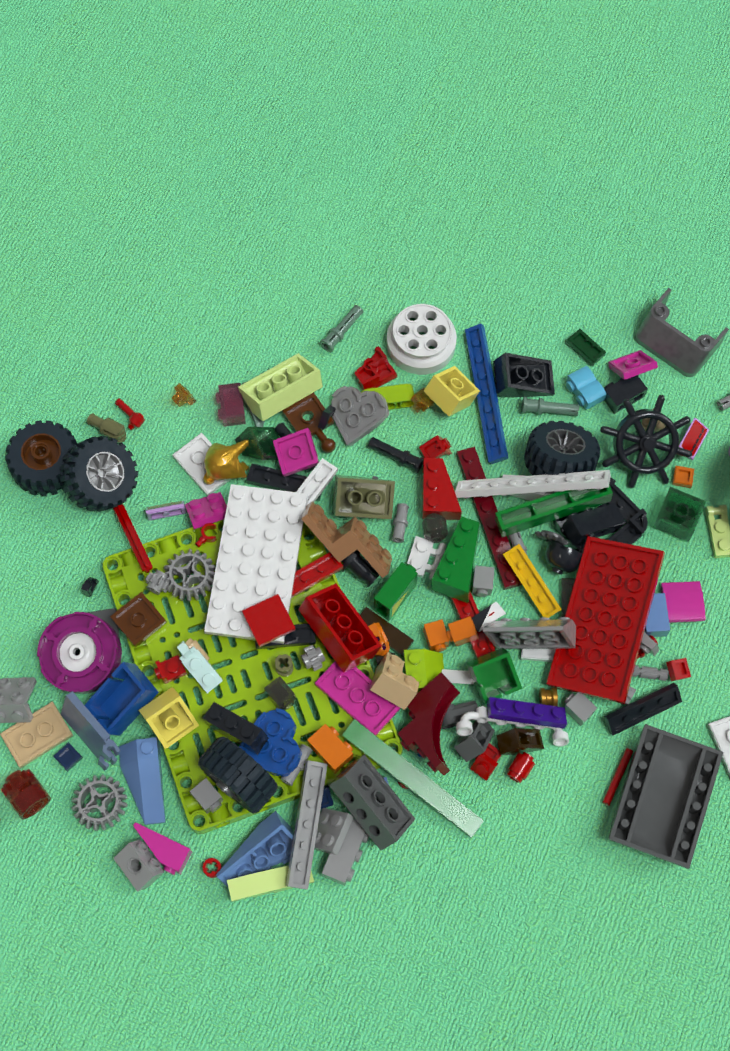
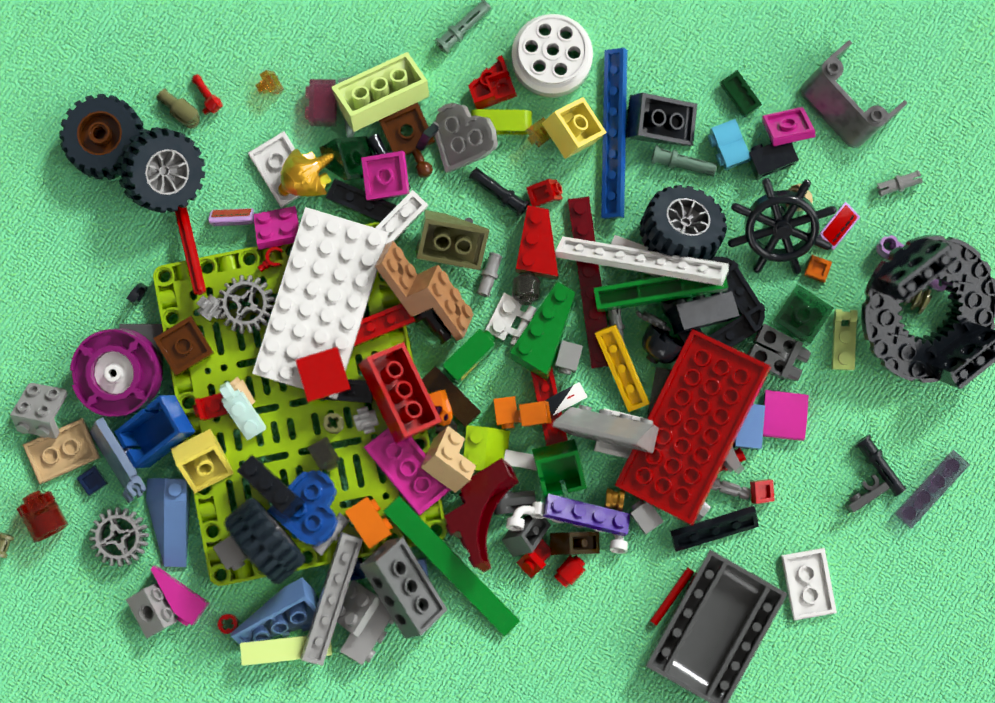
camera: 10 degrees right, 15 degrees up
(672, 545) = (779, 352): none -> dark grey hips

